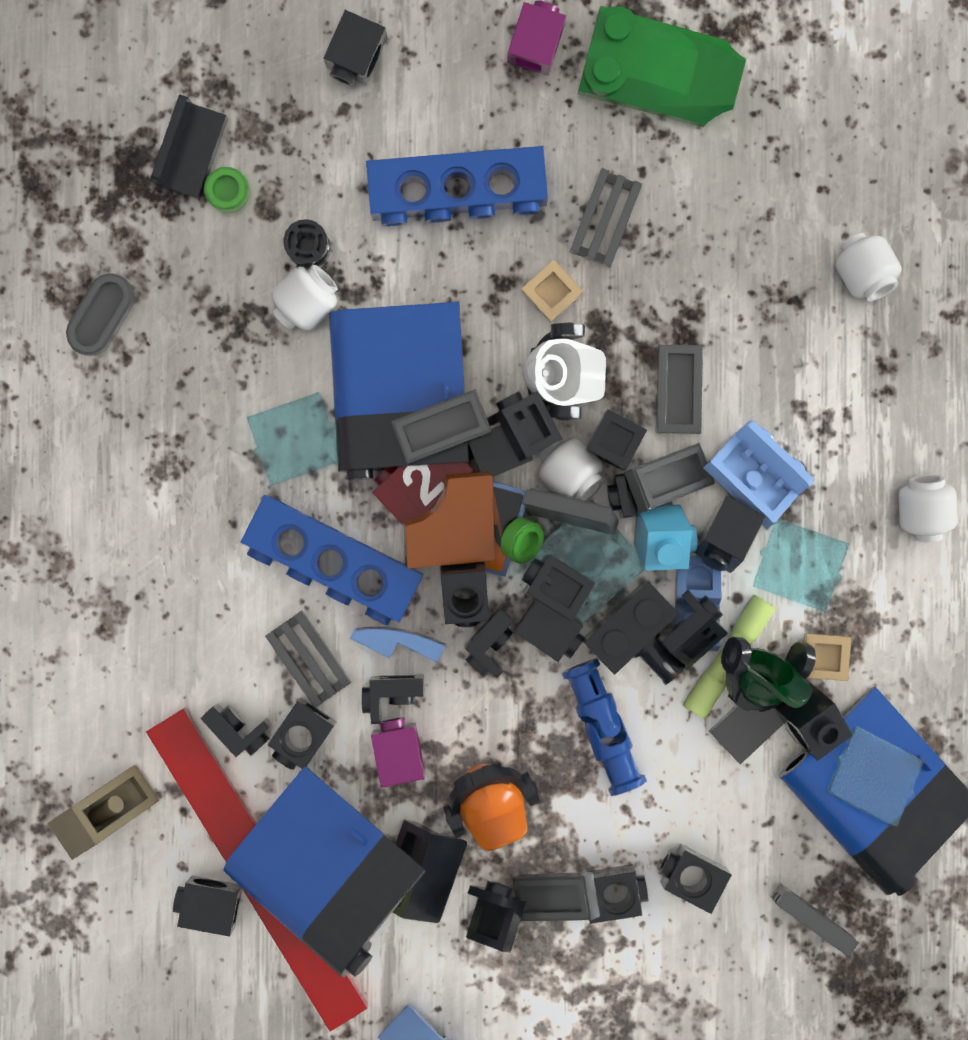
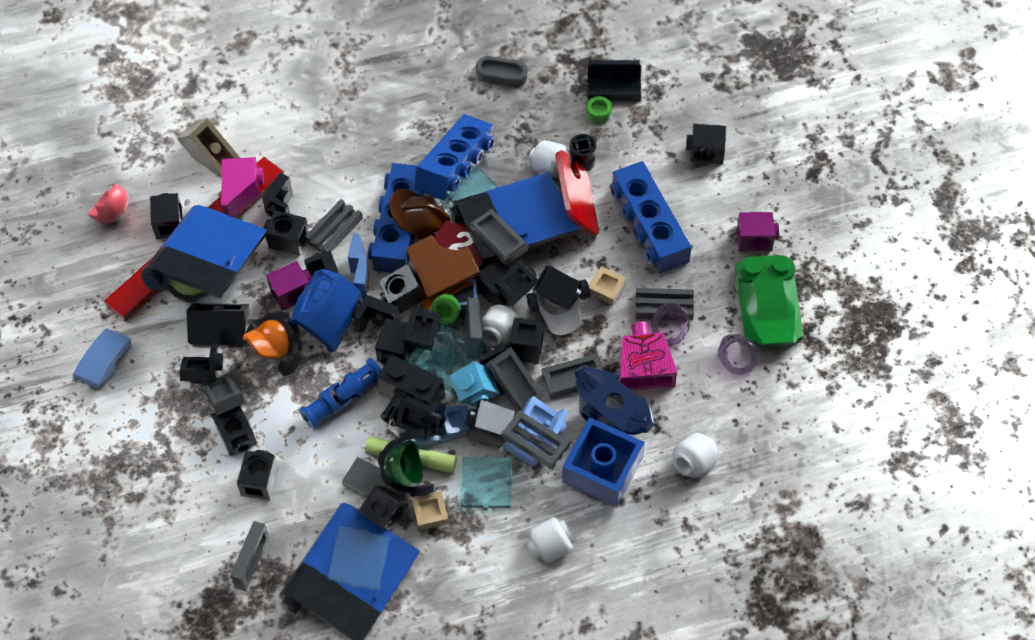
camera: 70 degrees right, 30 degrees down
(163, 989) = (111, 205): none -> coral hair
(200, 786) = (239, 184): none -> dark pink slope
(216, 407) = (454, 157): none -> blue brick
(349, 532) = (416, 213): none -> reddish brown piece
(389, 281) = (577, 194): none -> piece
(468, 716) = (326, 307): none -> blue slope
(563, 371) = (557, 287): none -> black brick
(629, 213) = (682, 317): none -> clear purple piece
(695, 281) = (646, 360): none -> dark pink torso
(703, 145) = (723, 354): none -> clear purple piece
(758, 504) = (550, 462): none -> dark grey tile
(793, 330) = (594, 389): none -> dark blue piece
(844, 398) = (603, 462): none -> blue brick

